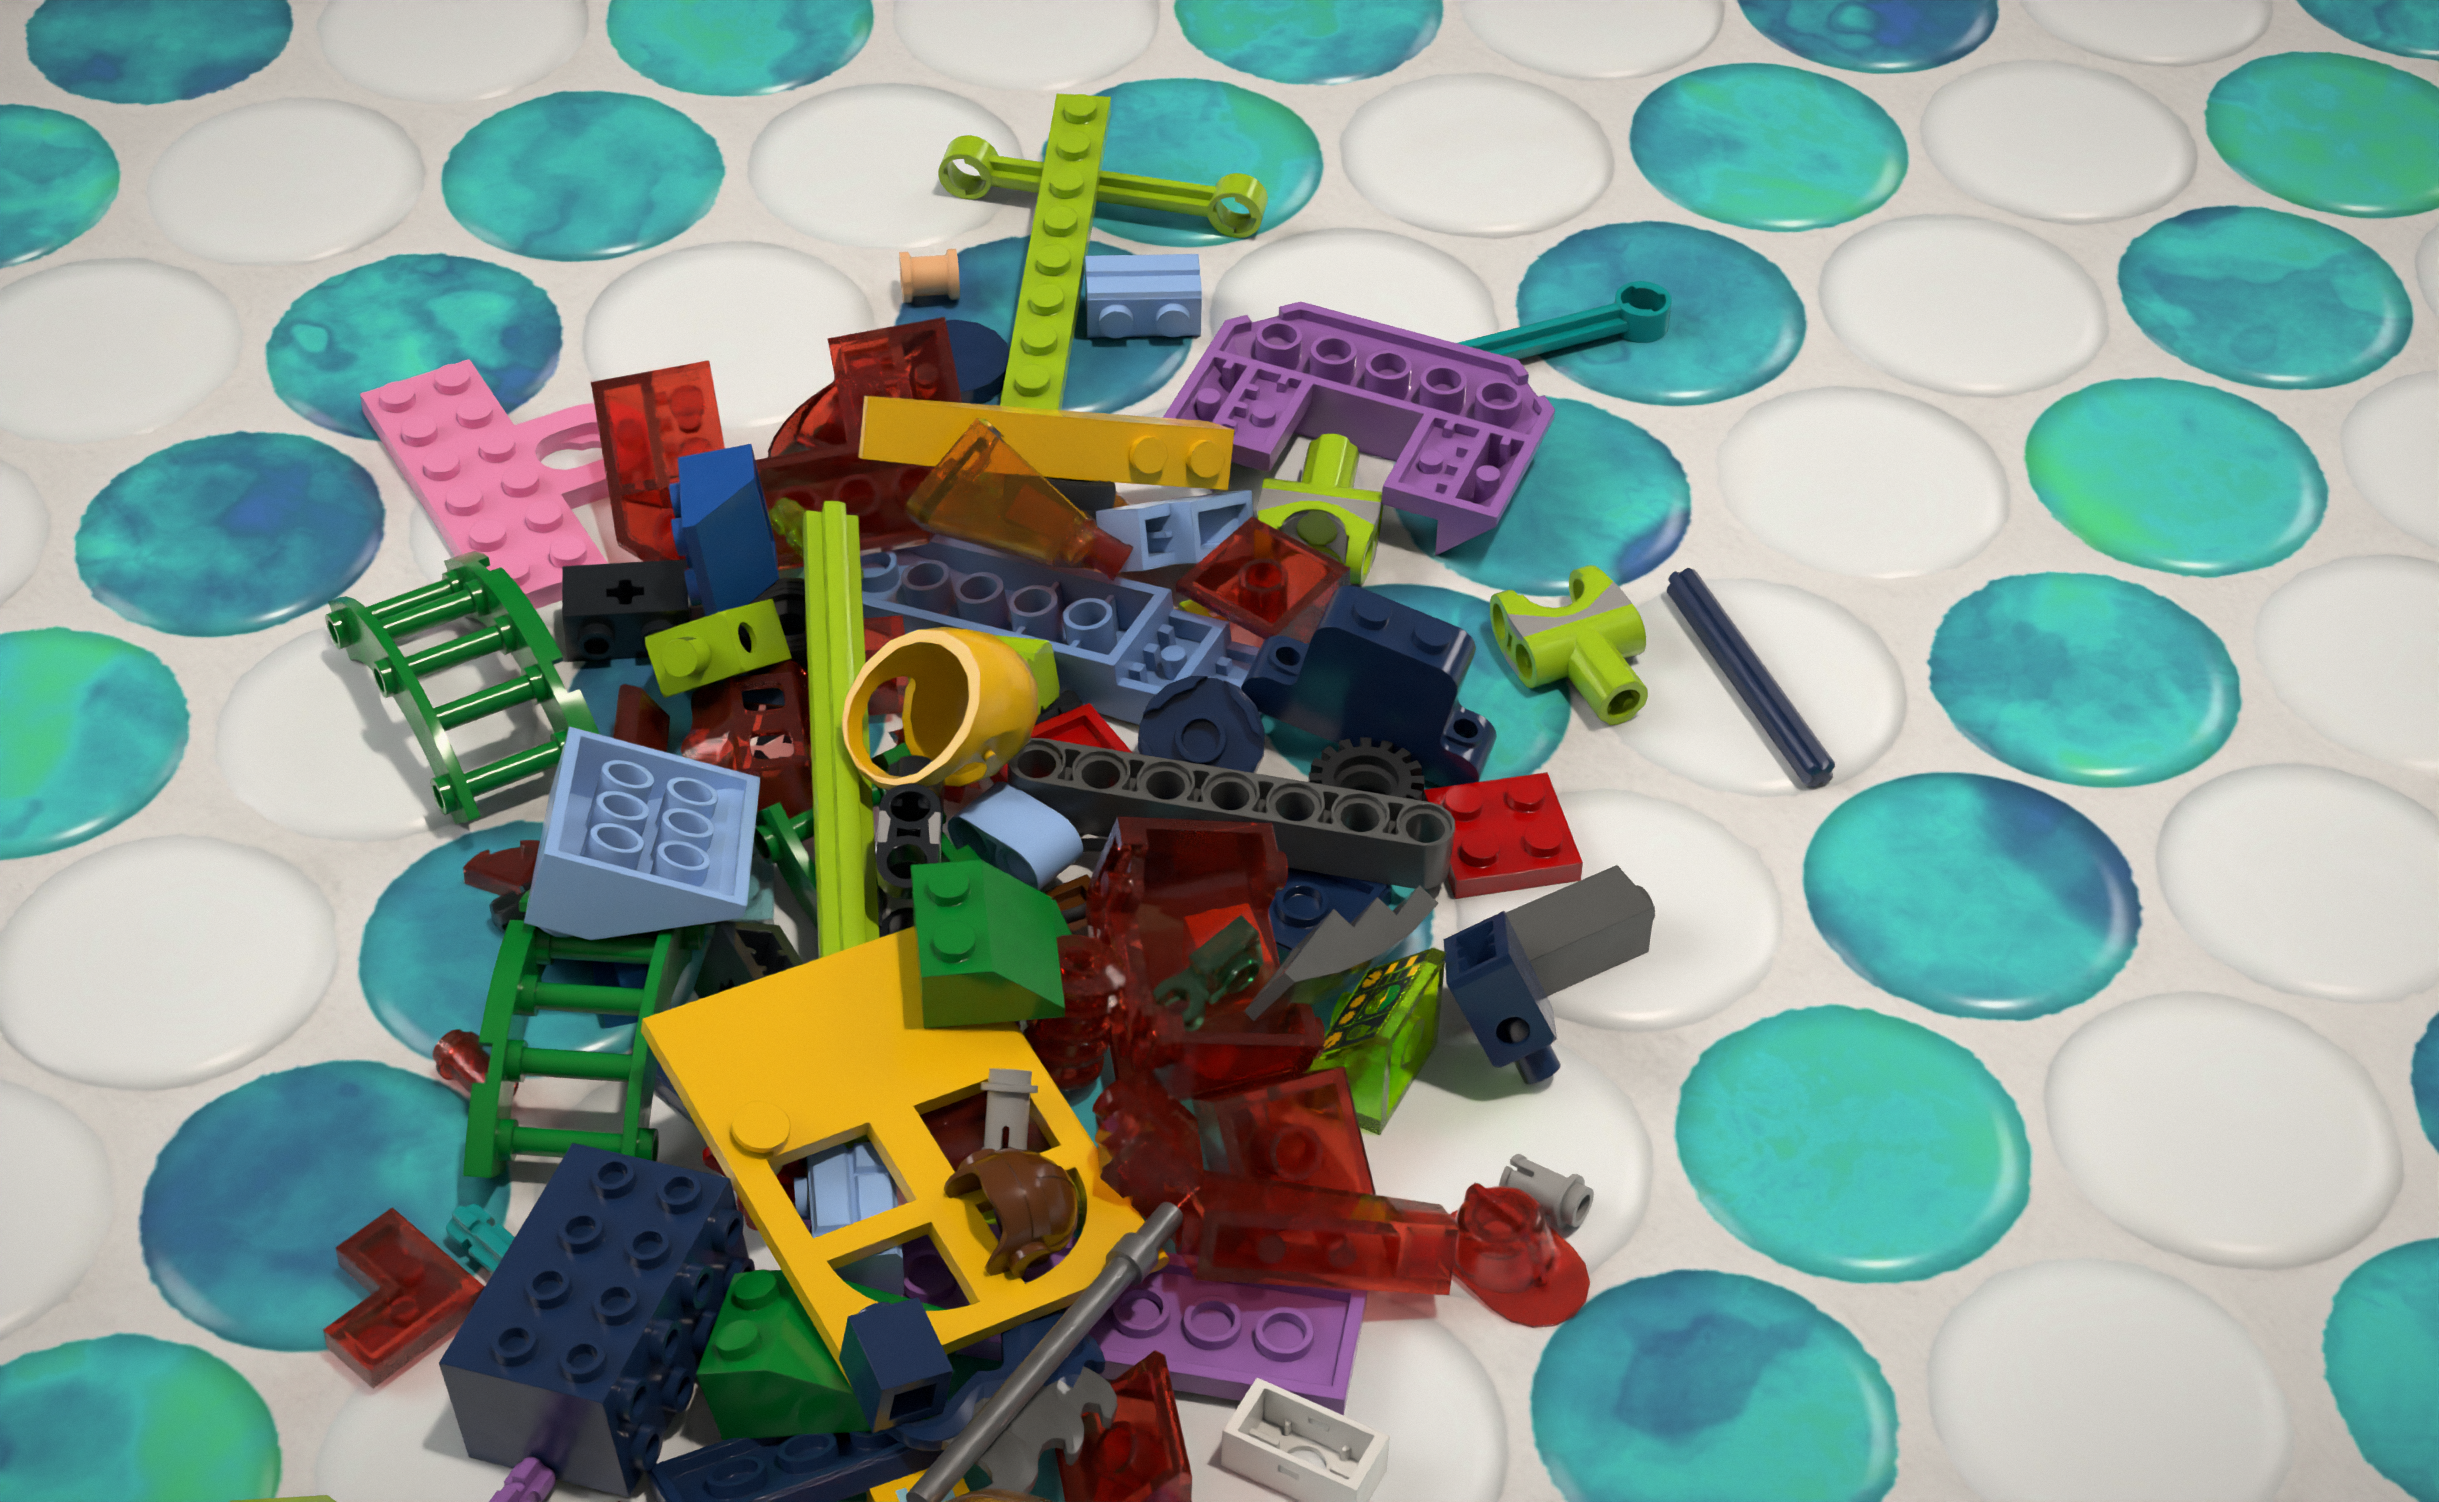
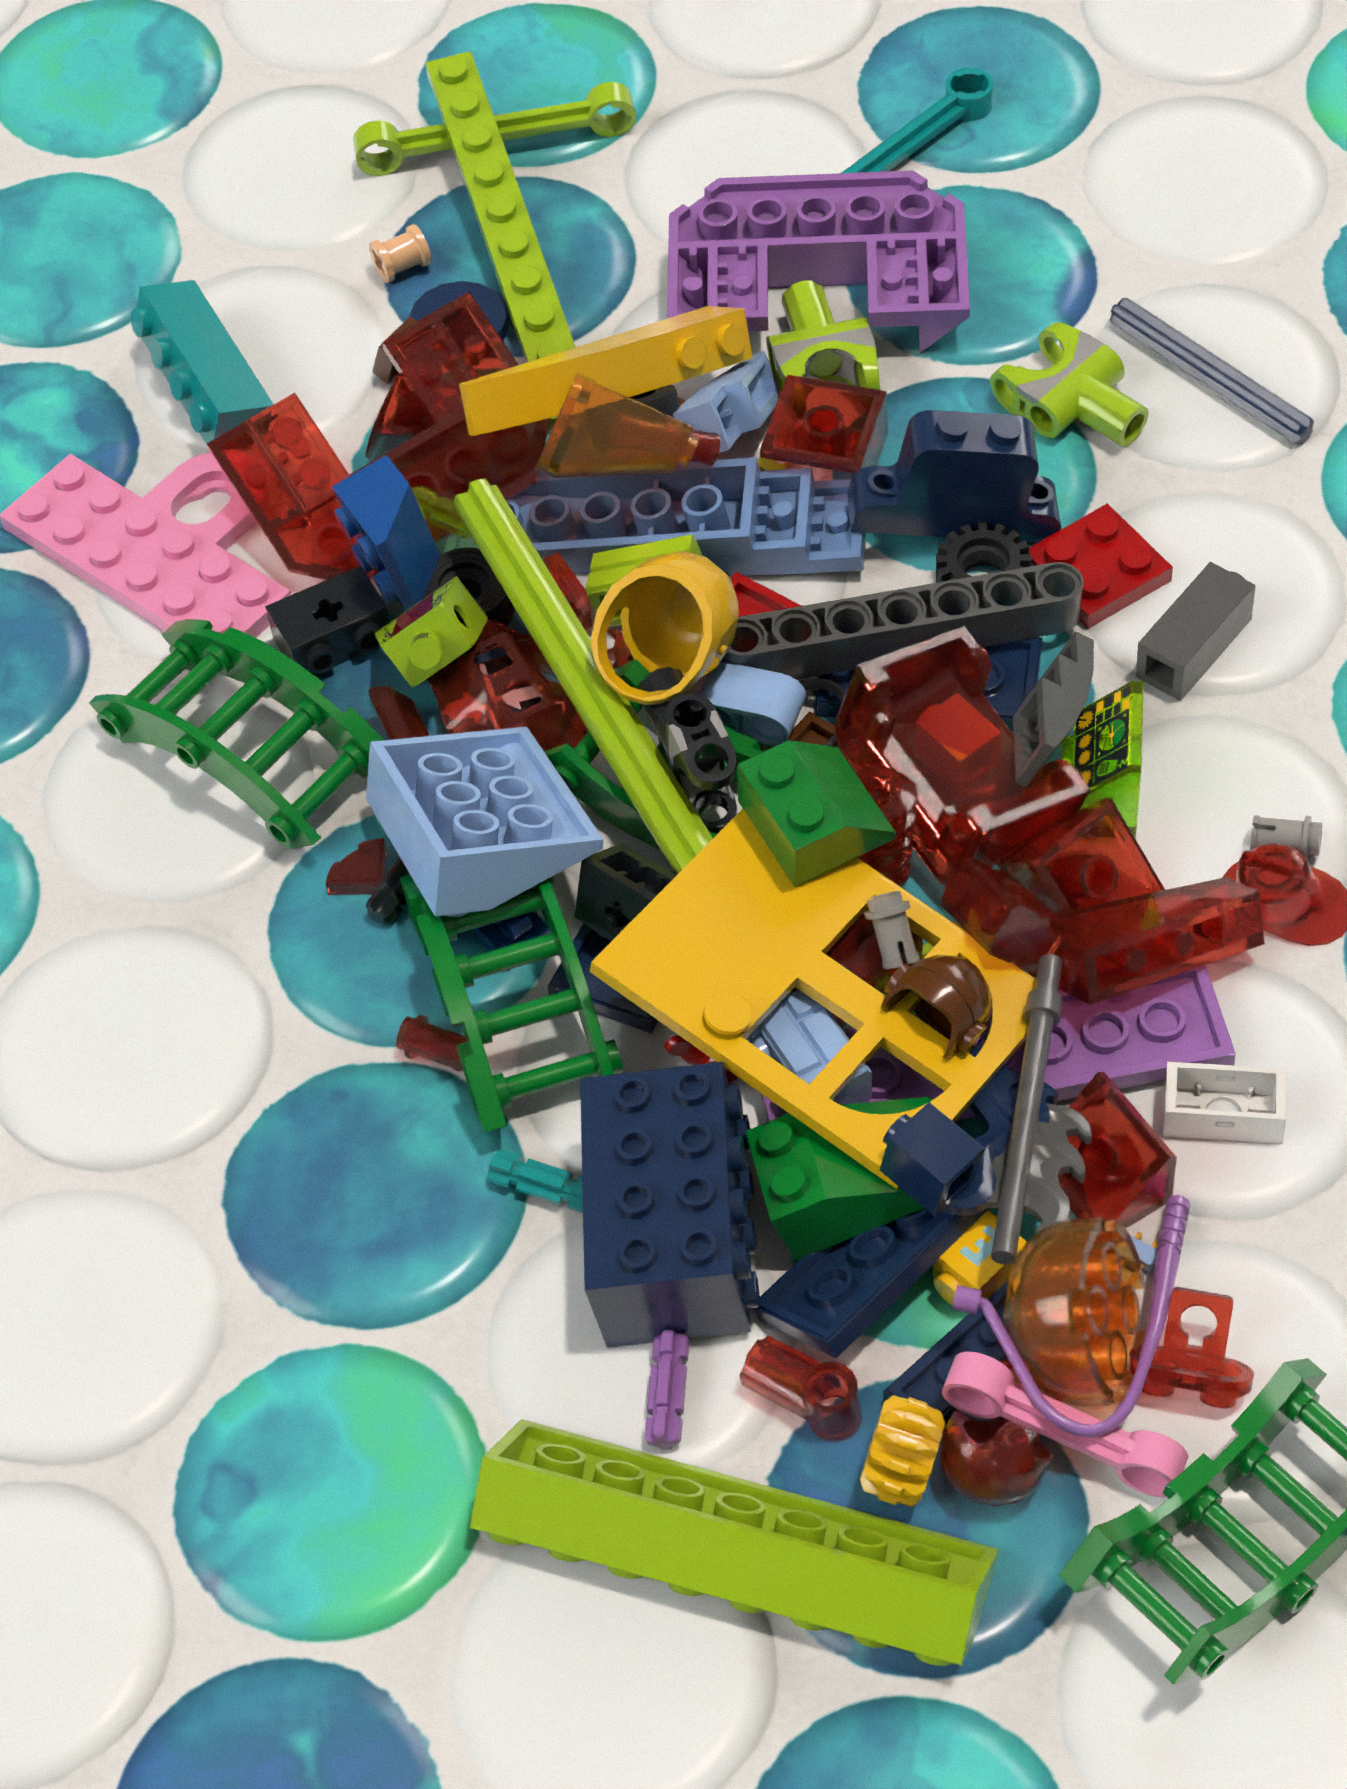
camera: 15 degrees left, 10 degrees up
(413, 1301) = (500, 1242): clear red plate -> none
(649, 297) = (197, 357): none -> teal brick
(1143, 295) = (581, 213): light blue brick -> none
(1203, 724) = (839, 562): dark blue tile -> none
(1218, 967) = (979, 751): clear green plate -> none
(1502, 997) = (1194, 704): dark blue torso -> none

